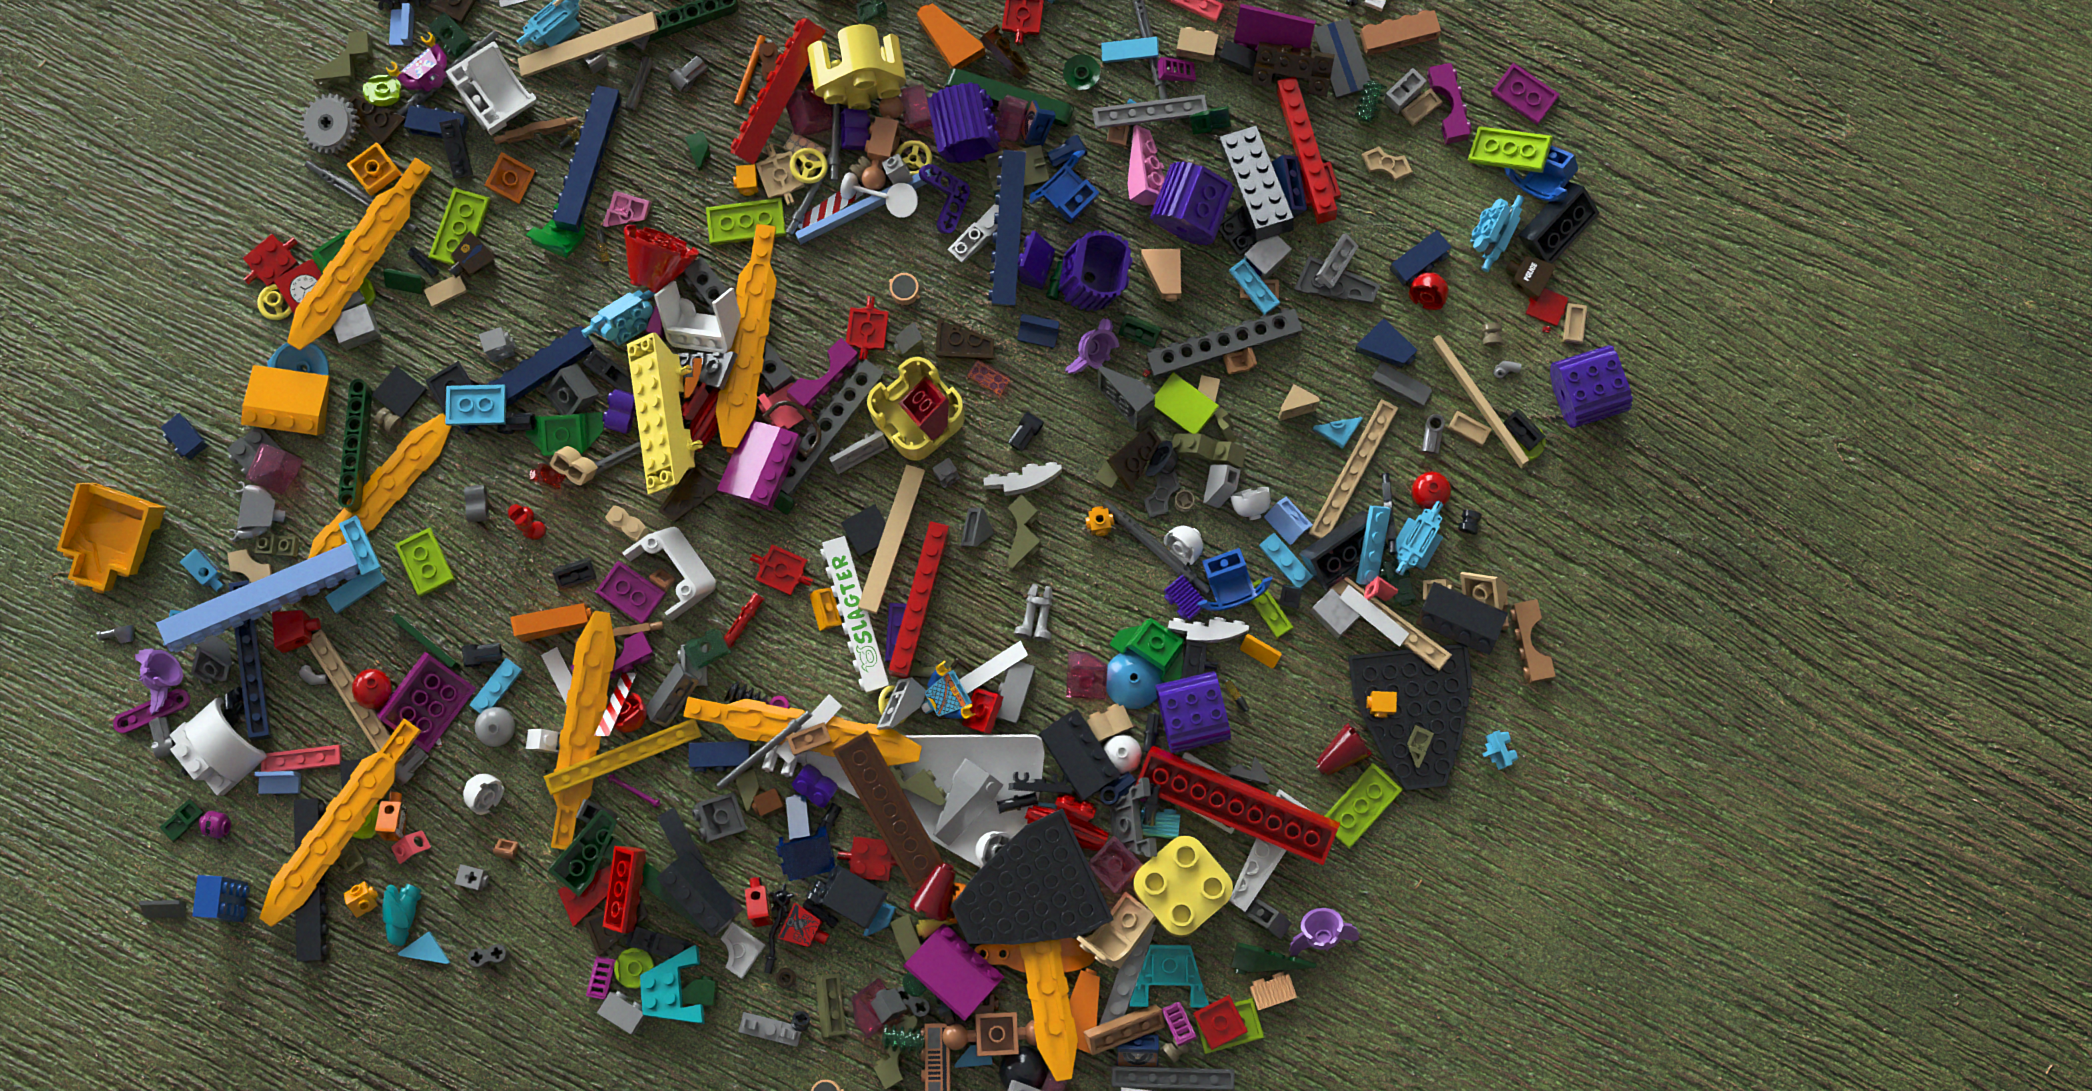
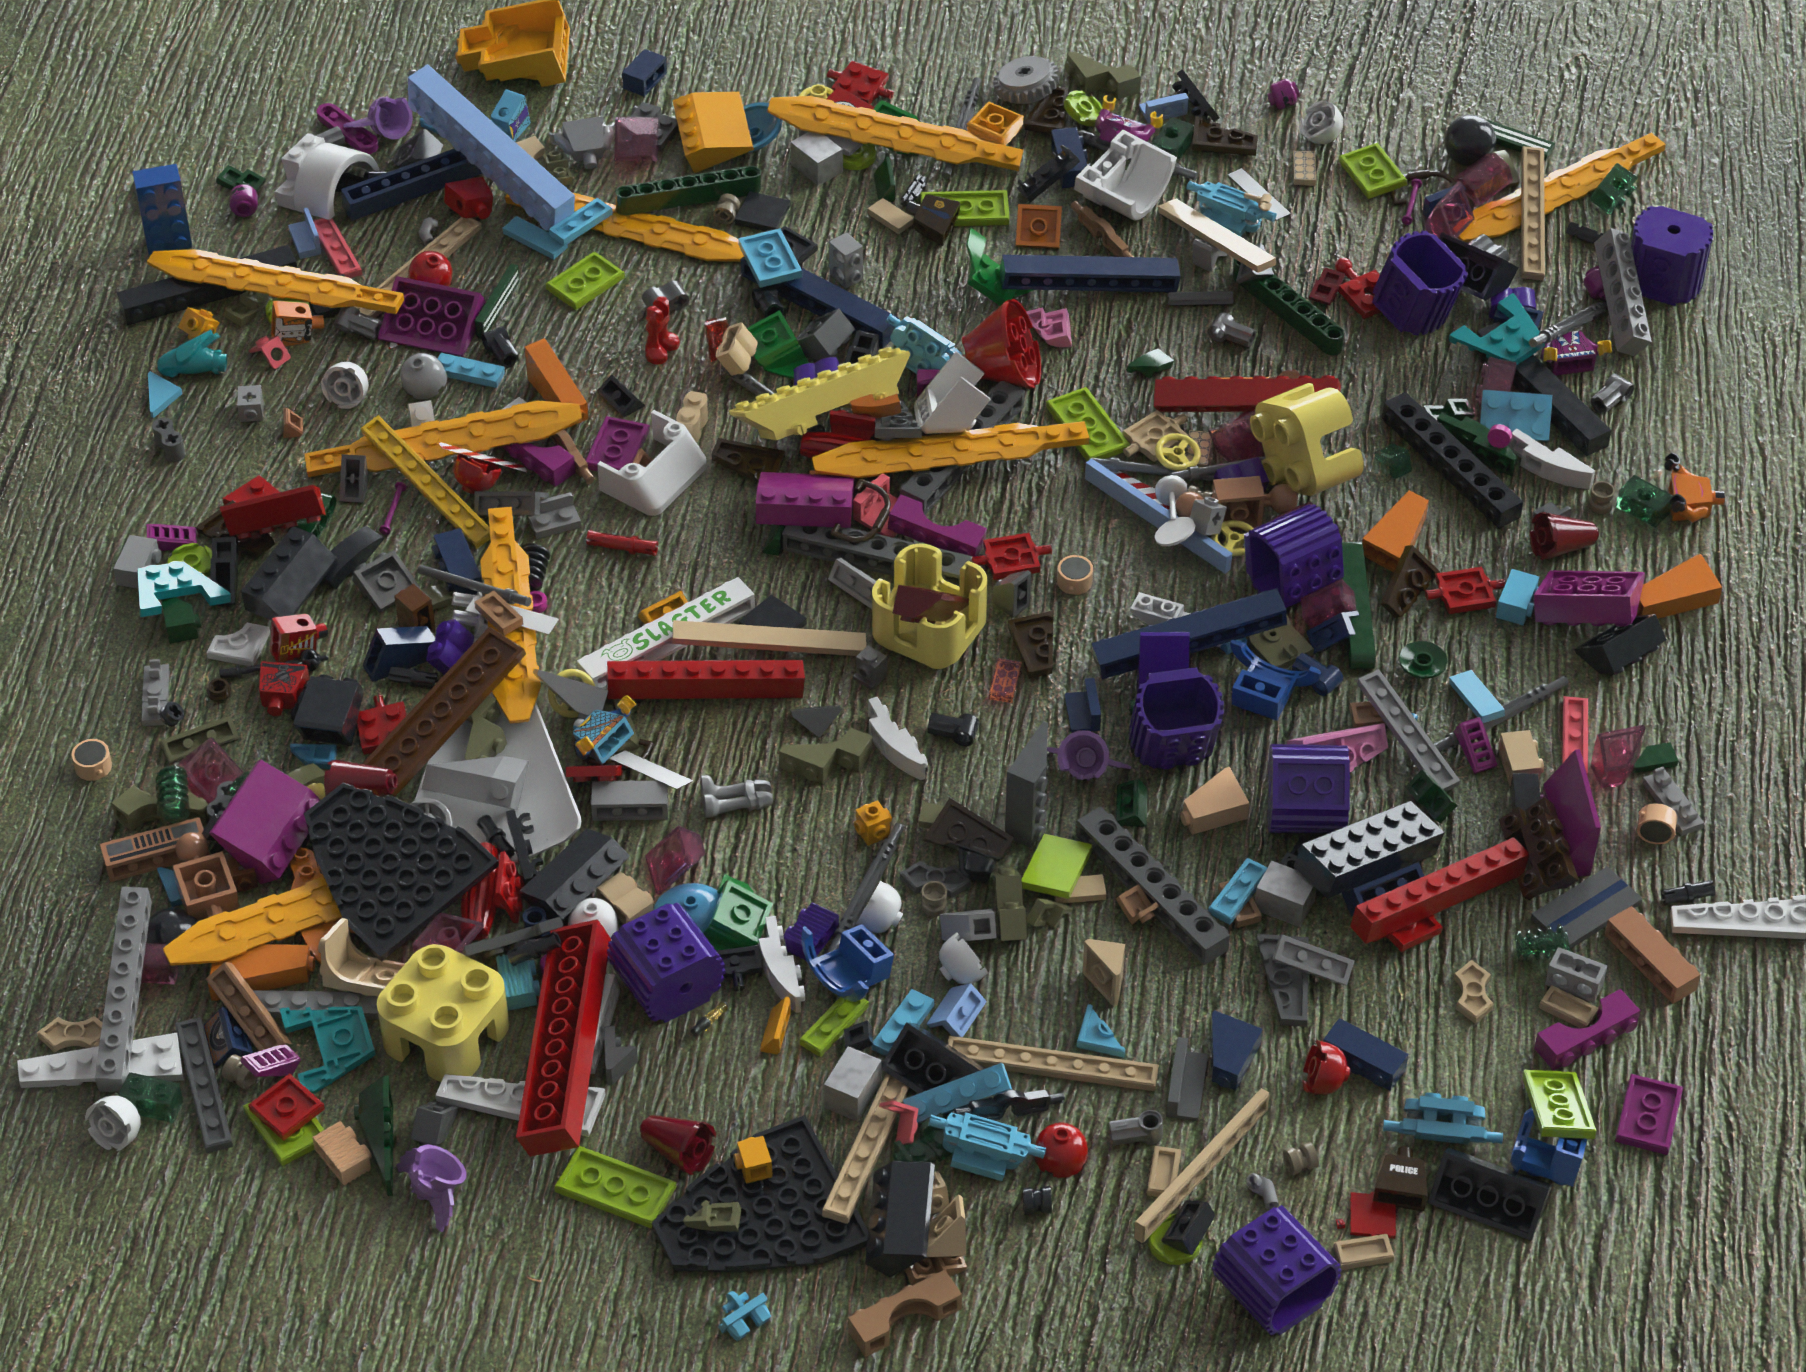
camera: 65 degrees right, 30 degrees down
(581, 858) = (293, 470): dark green wedge -> none
(718, 649) = (573, 513): clear green brick -> none
(746, 179) = (1134, 407): light orange brick -> none
(781, 570) = (693, 559): red plate -> none
(807, 856) = (367, 661): clear blue panel -> none
(888, 1005) = (210, 774): dark grey brick -> none
(951, 190) = (1213, 579): dark purple beam -> none
(1374, 615) = (864, 1116): white sticker -> none

